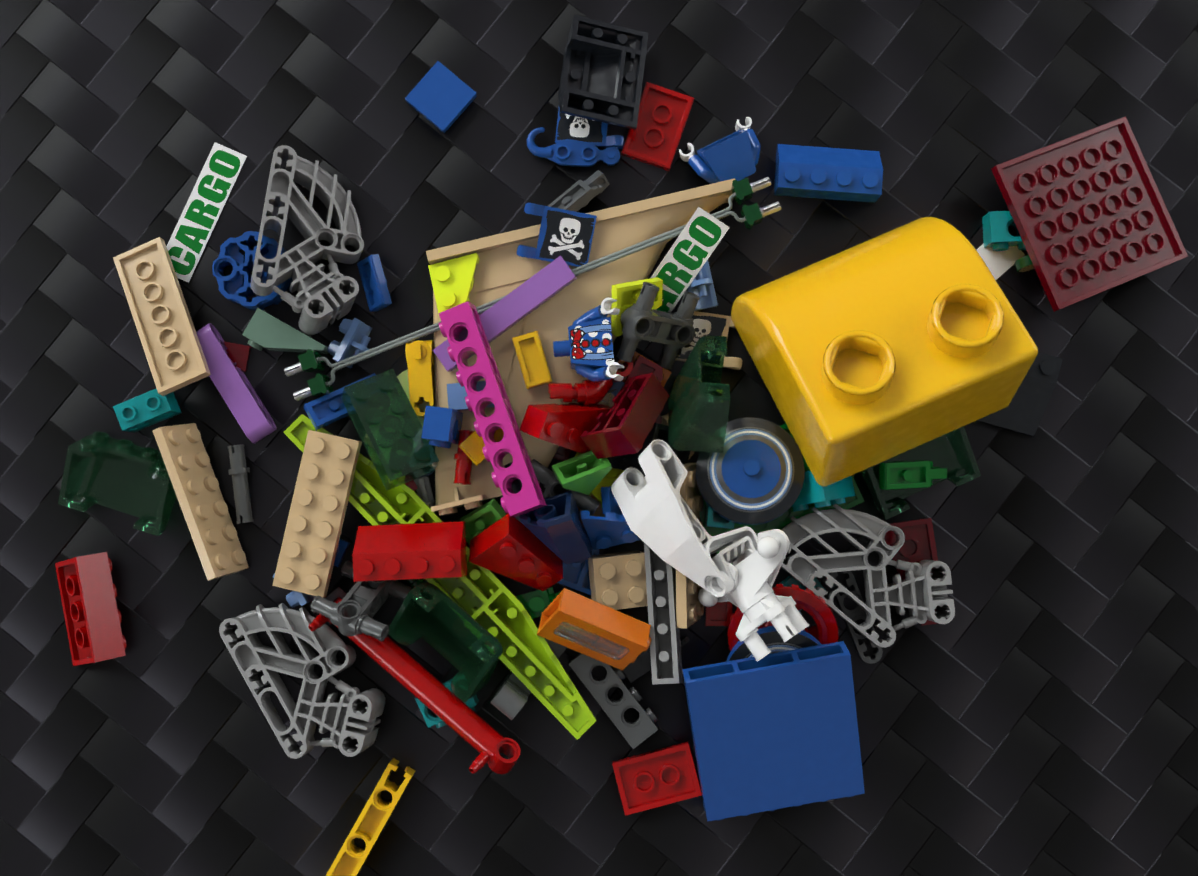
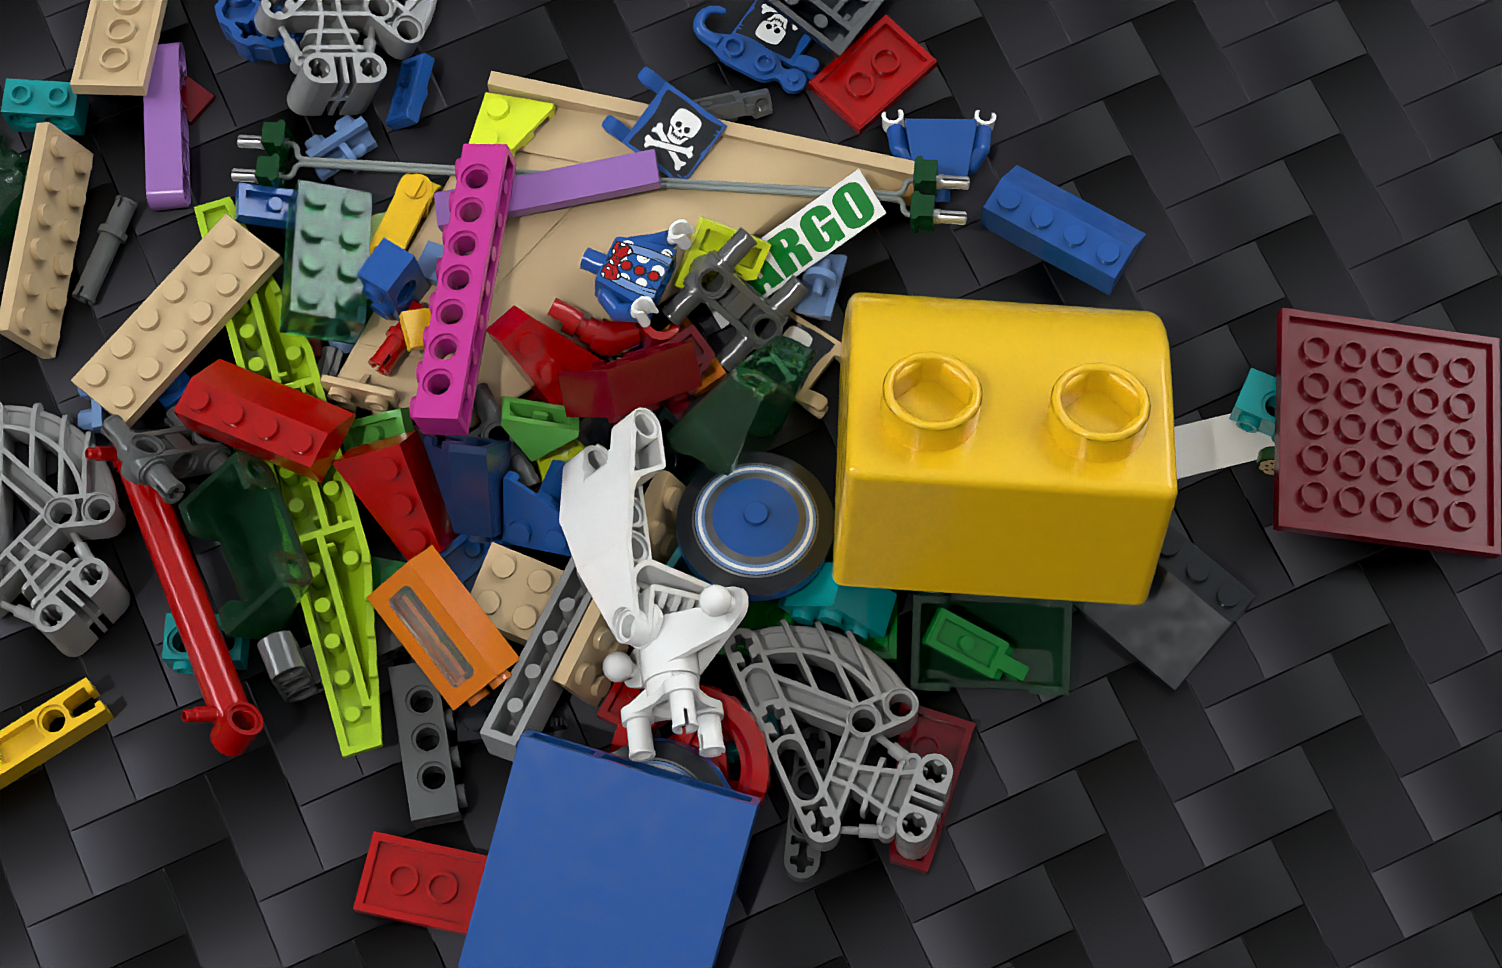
camera: 30 degrees right, 15 degrees down
(278, 336) = (254, 96): sand green slope -> none
(532, 359) = (551, 262): yellow tile -> none

